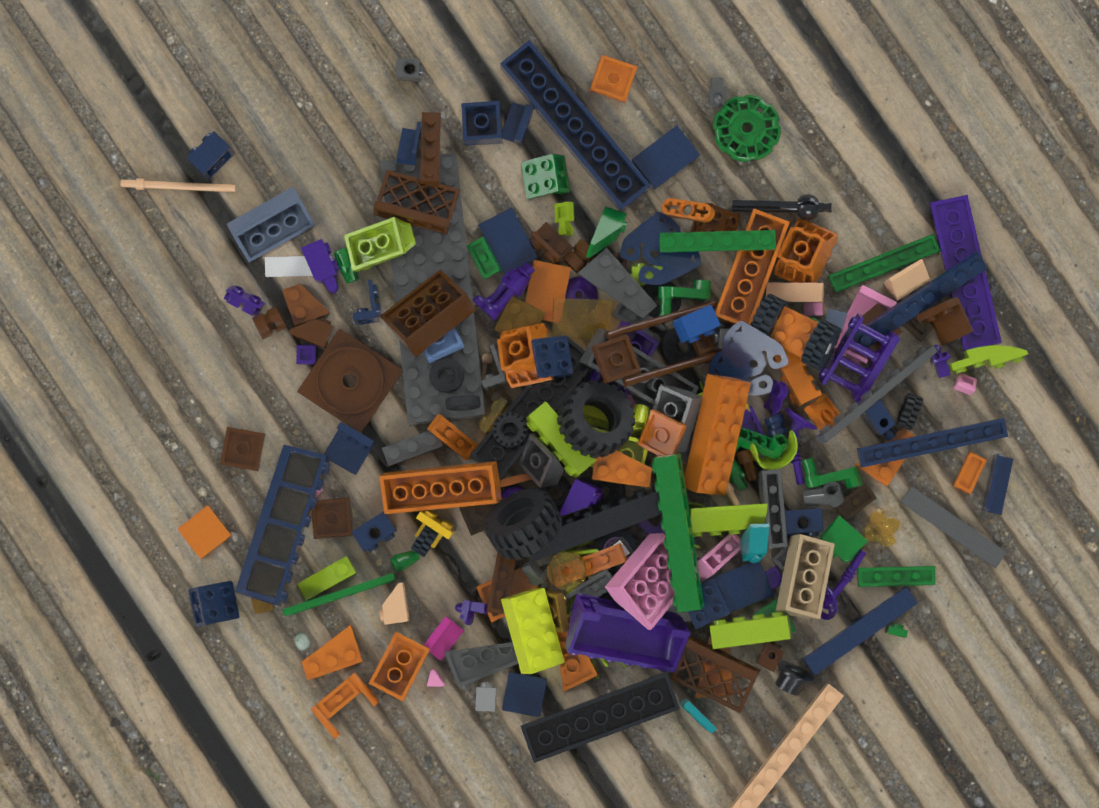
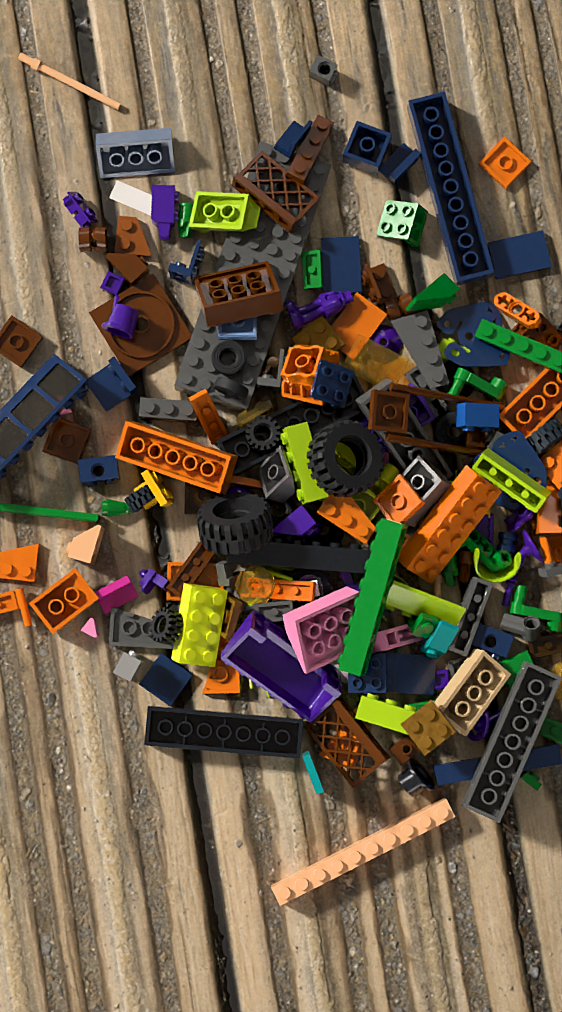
camera: 30 degrees right, 0 degrees up
(210, 155) = (110, 65): dark blue brick -> none
(327, 578) = (38, 492): lime slope -> none
(331, 385) = (122, 320): none -> dark purple hat
(505, 654) = (166, 626): none -> black tyre
(564, 215) = (402, 265): lime plate -> none
(735, 537) = (423, 625): none -> green bracket
(754, 368) = (511, 480): none -> lime brick
(783, 627) = (428, 727): none -> pearl gold plate
(862, 604) = (511, 741): none -> dark grey brick

